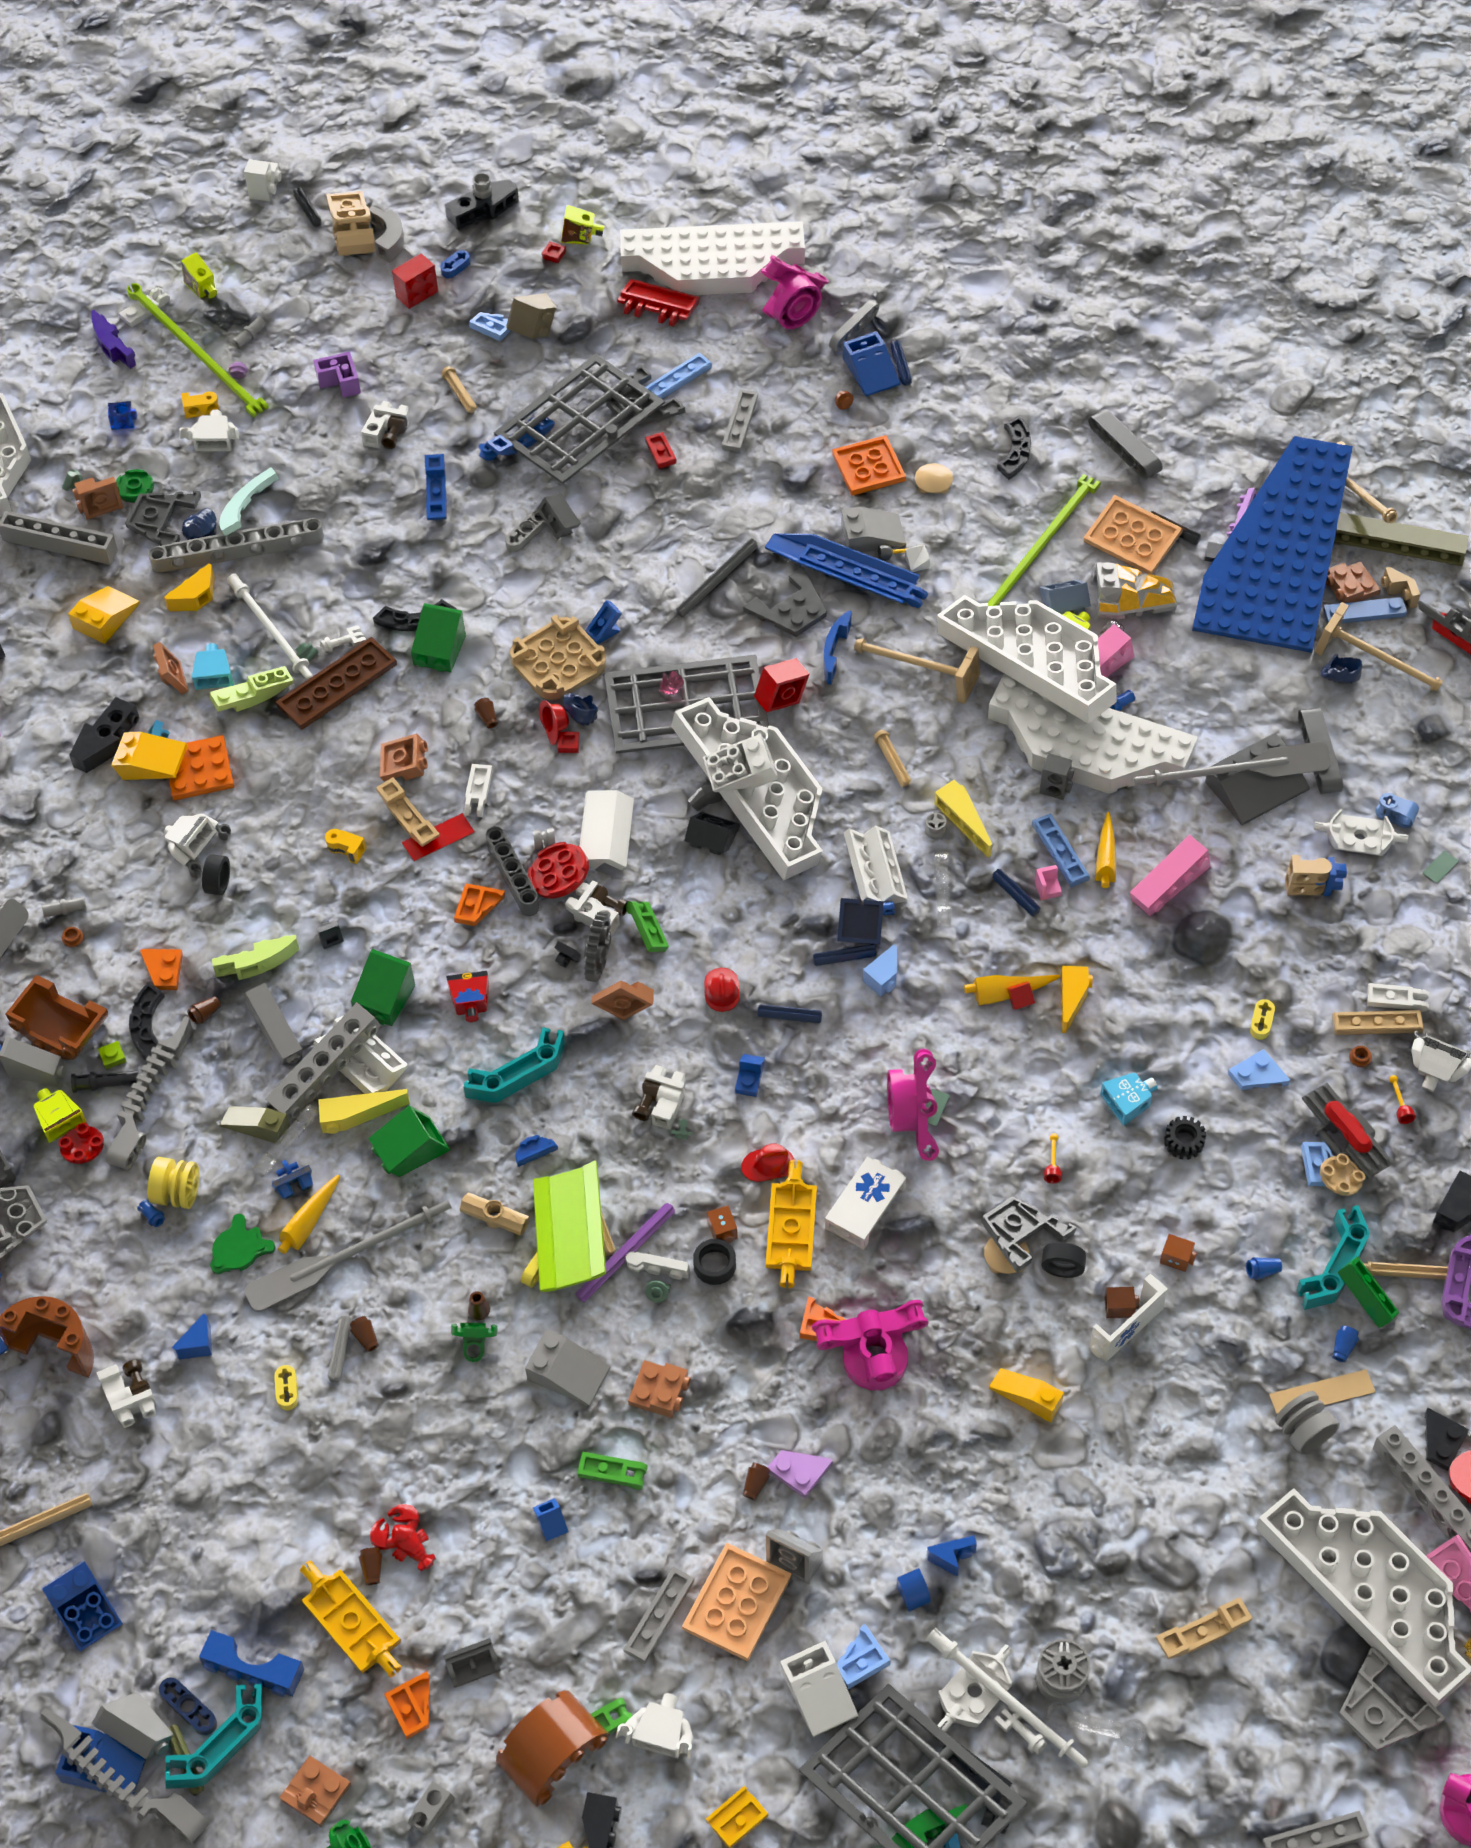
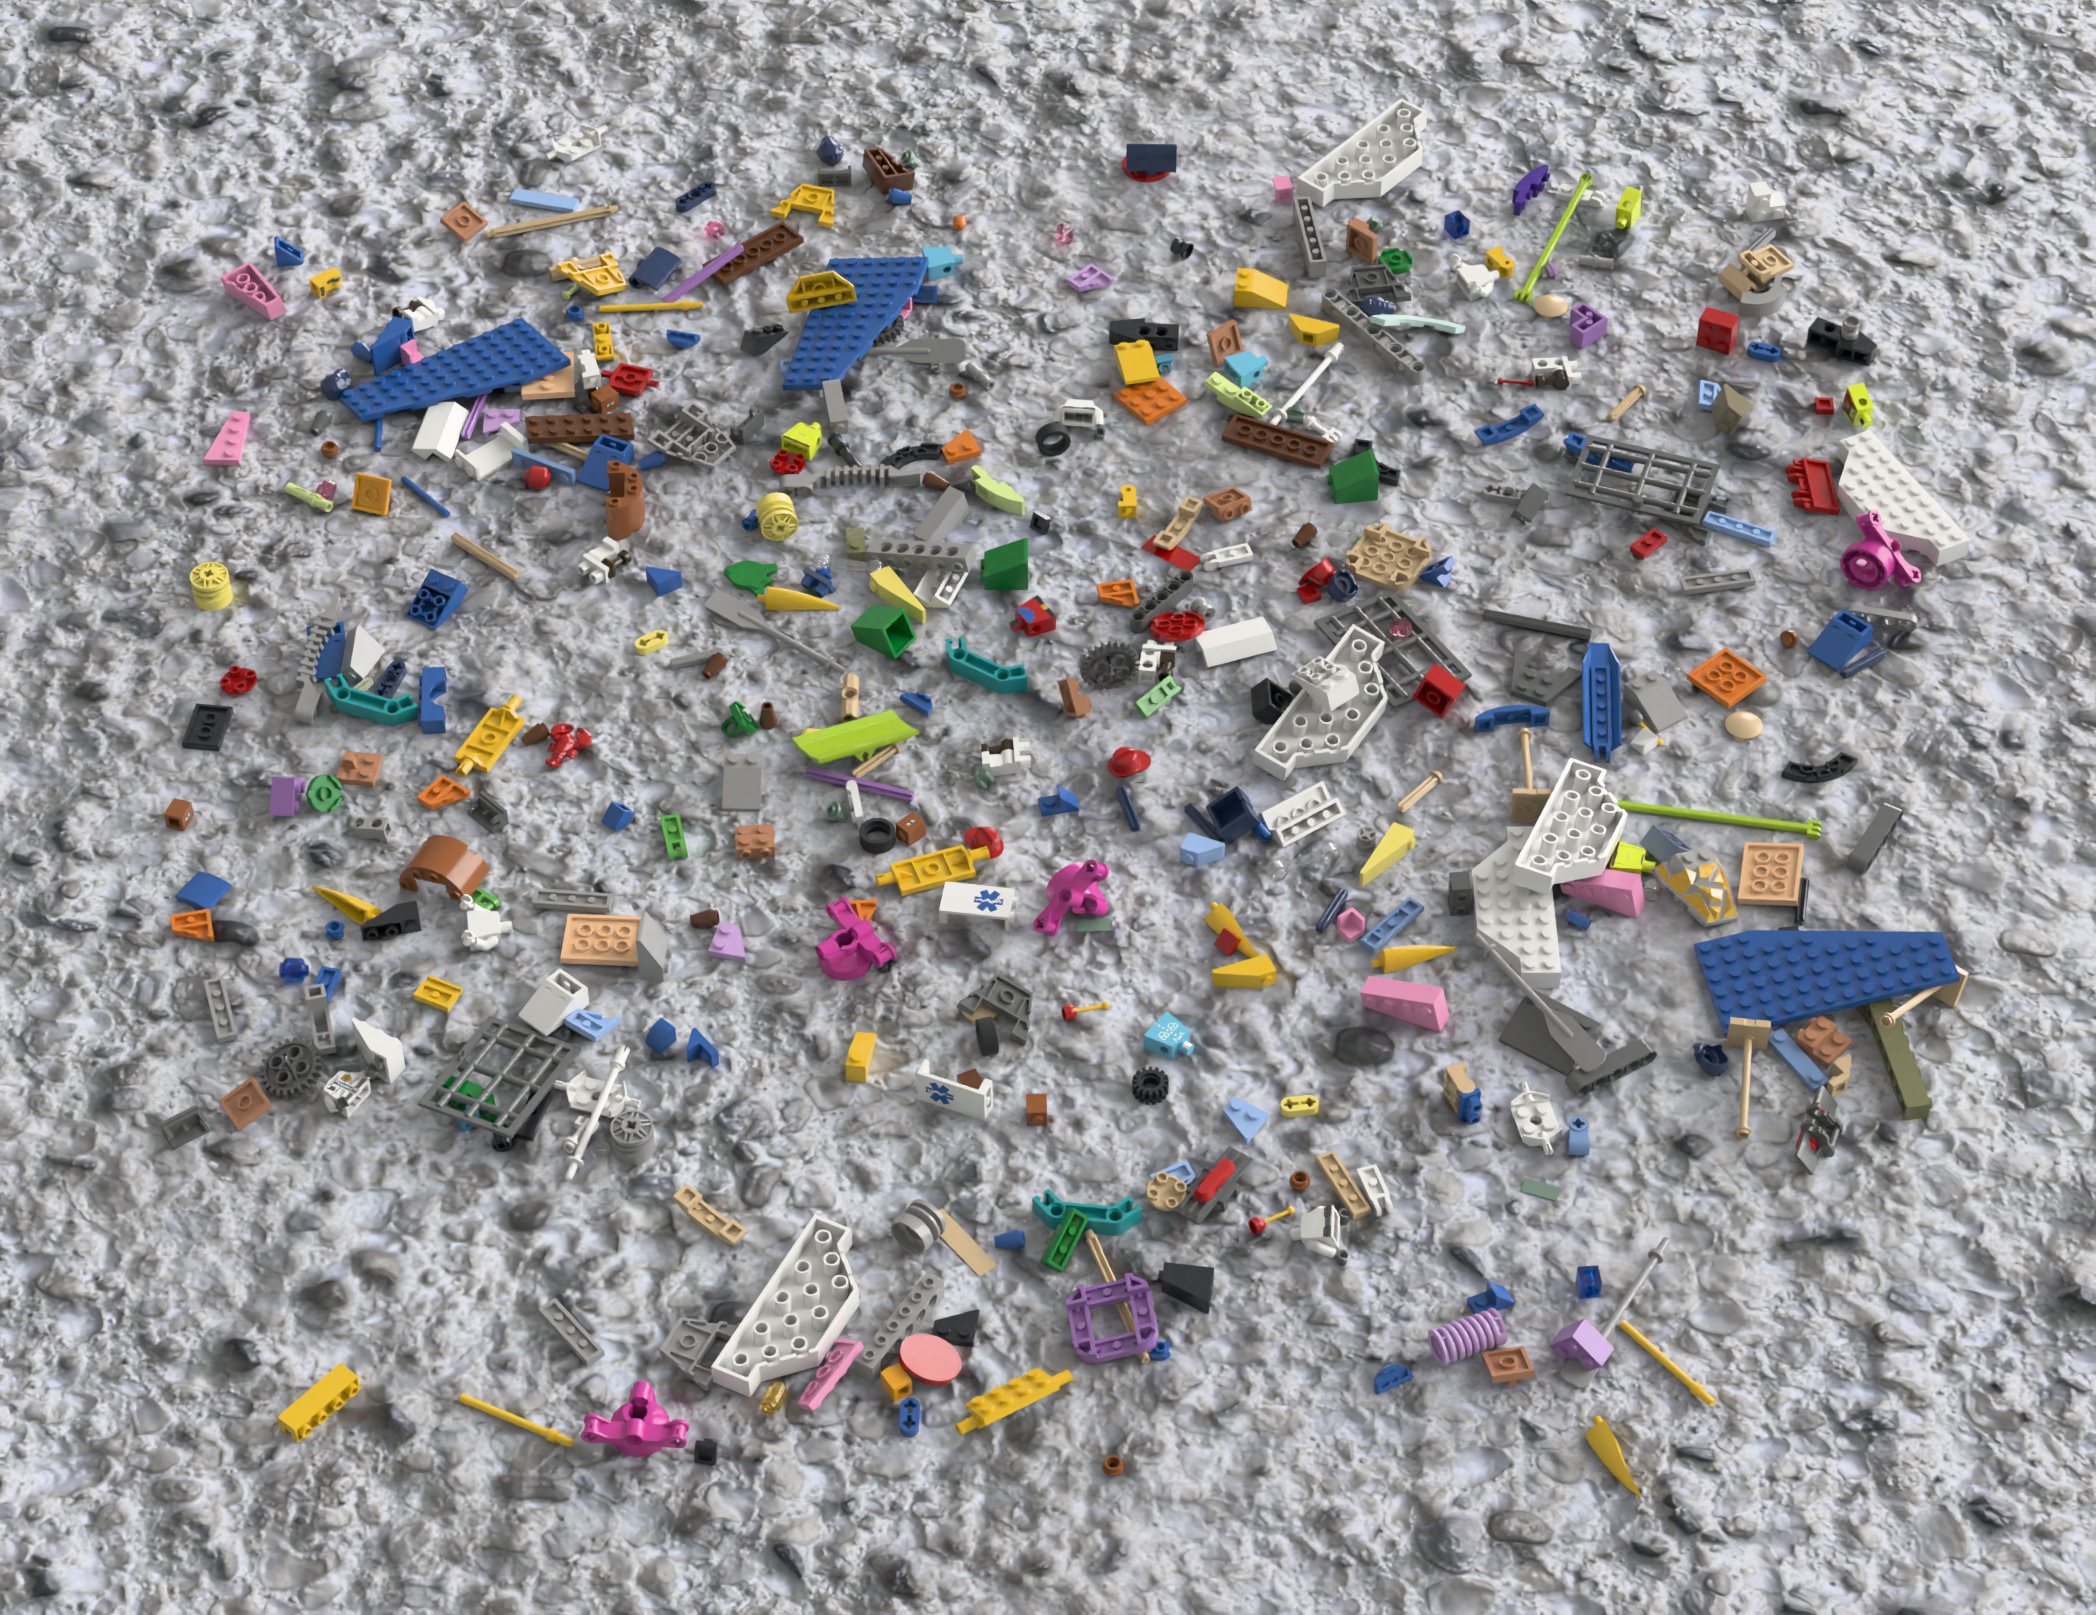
camera: 65 degrees right, 10 degrees down
(53, 1020) = (875, 402): dark orange cylinder -> none
(112, 1055) = (870, 451): lime plate -> none
(285, 392) = (1550, 306): none -> tan dish
(380, 451) = (1530, 382): none -> red hinge
(1262, 1267) = (1052, 1167): blue cone -> none

